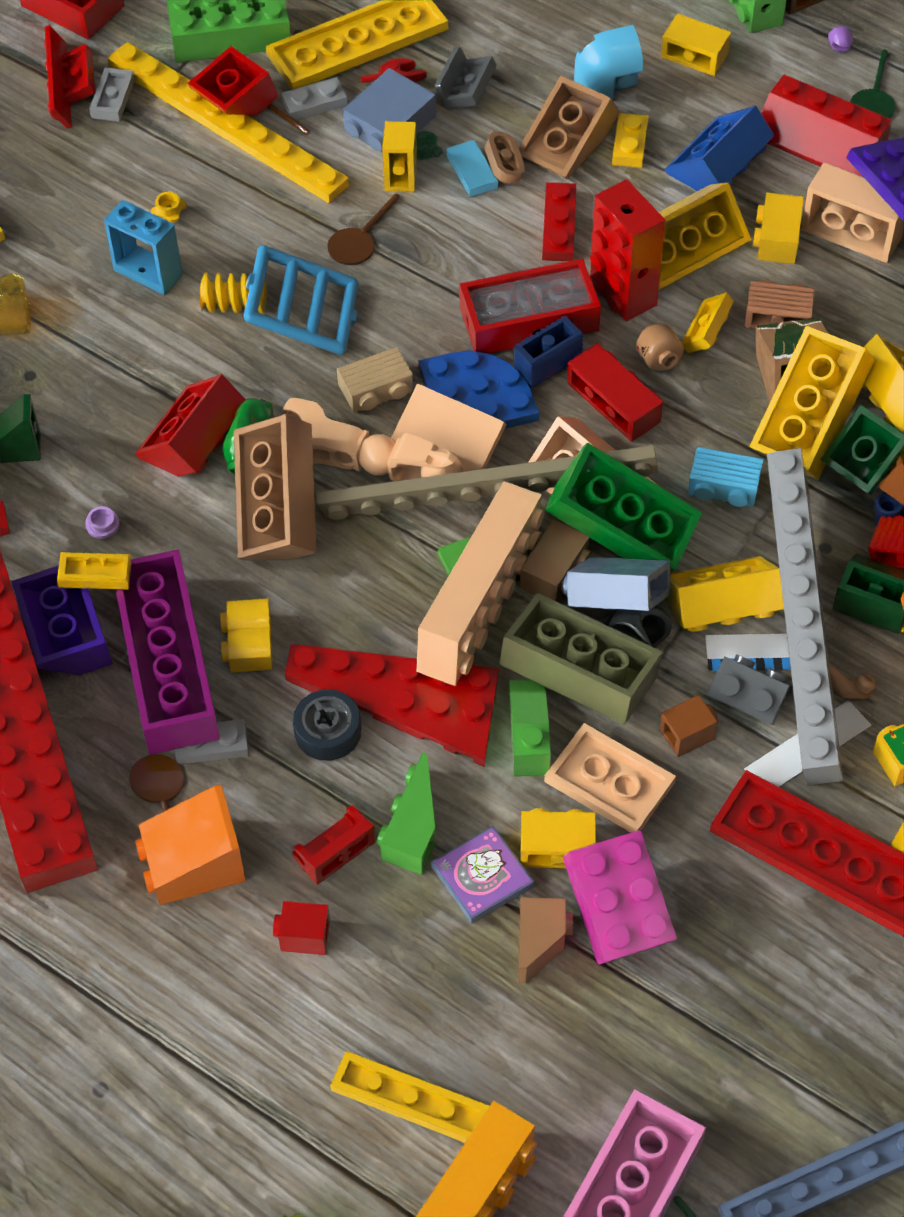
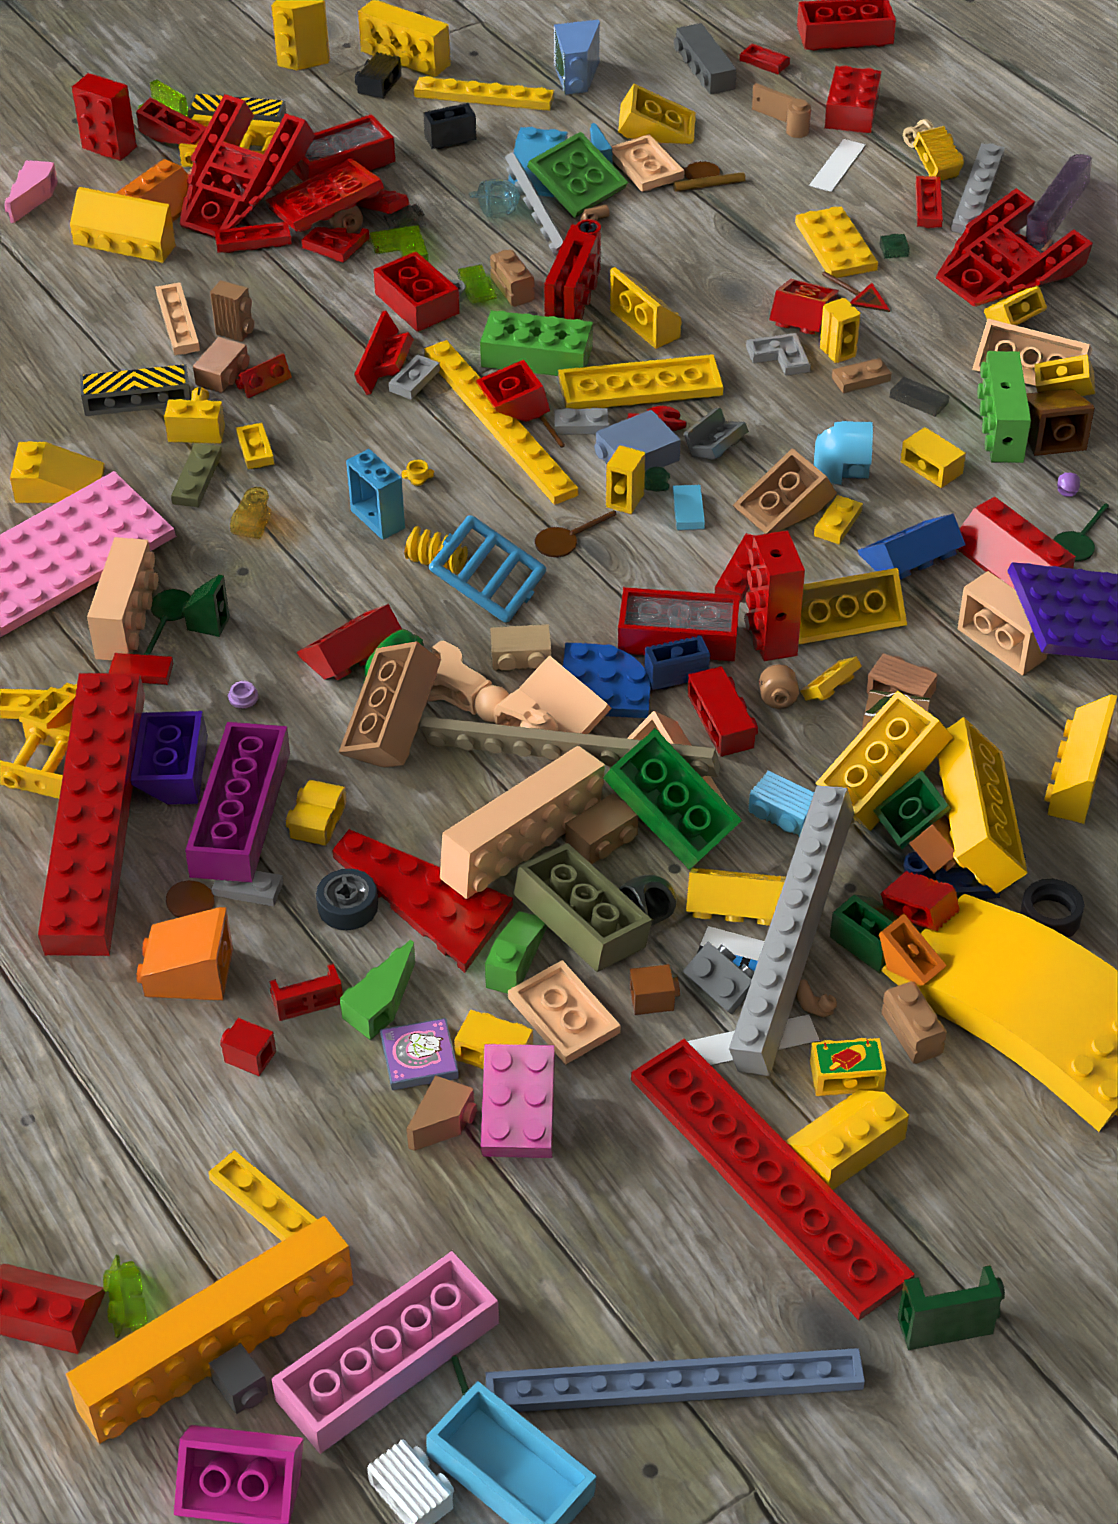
camera: 20 degrees right, 10 degrees down
(94, 570) = (209, 721): yellow plate -> none
(504, 157) = (719, 504): medium nougat plate -> none
(618, 583) = (641, 855): brick -> none
(779, 228) = (933, 620): yellow brick -> none

